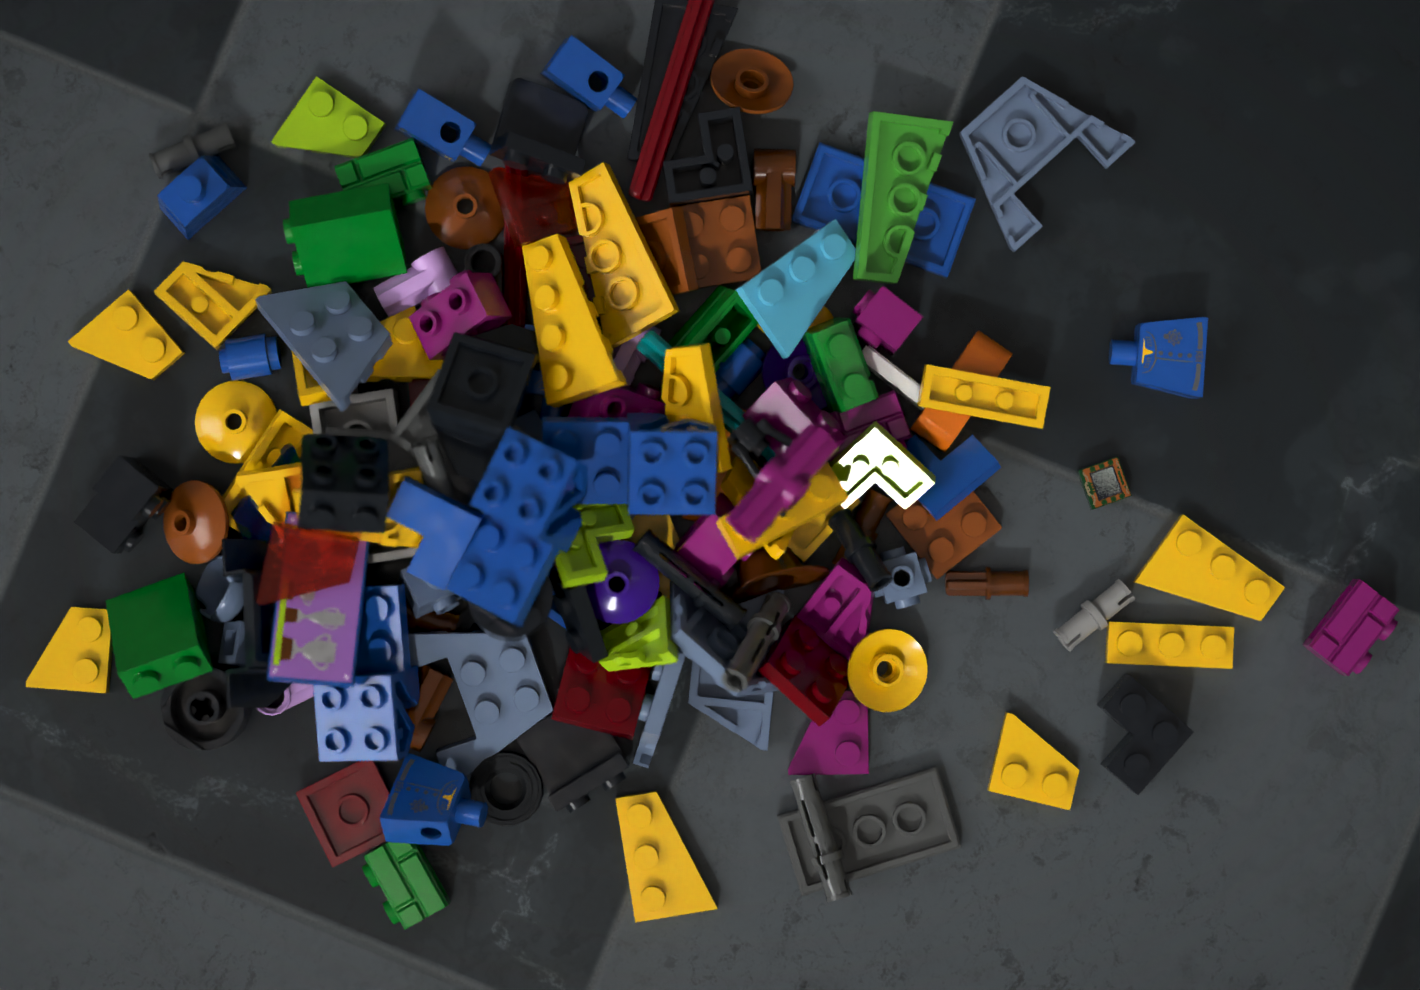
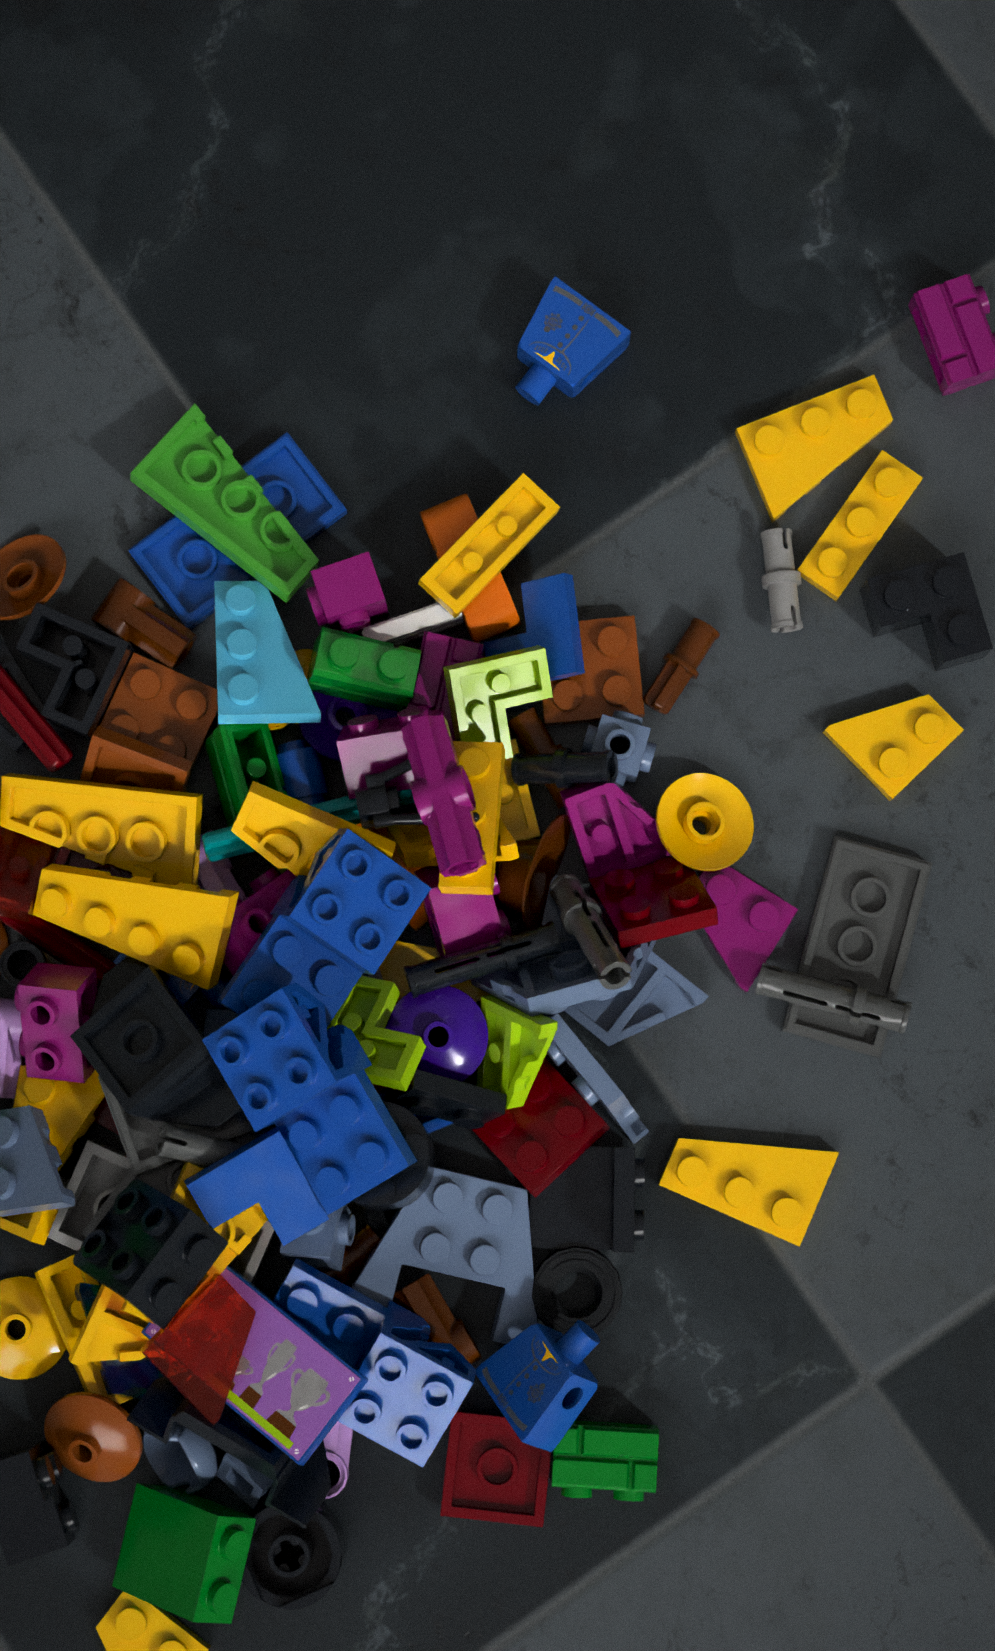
camera: 55 degrees left, 5 degrees down
(1019, 138) = (255, 350): sand blue wing -> none
(1104, 483) = (654, 487): tile -> none

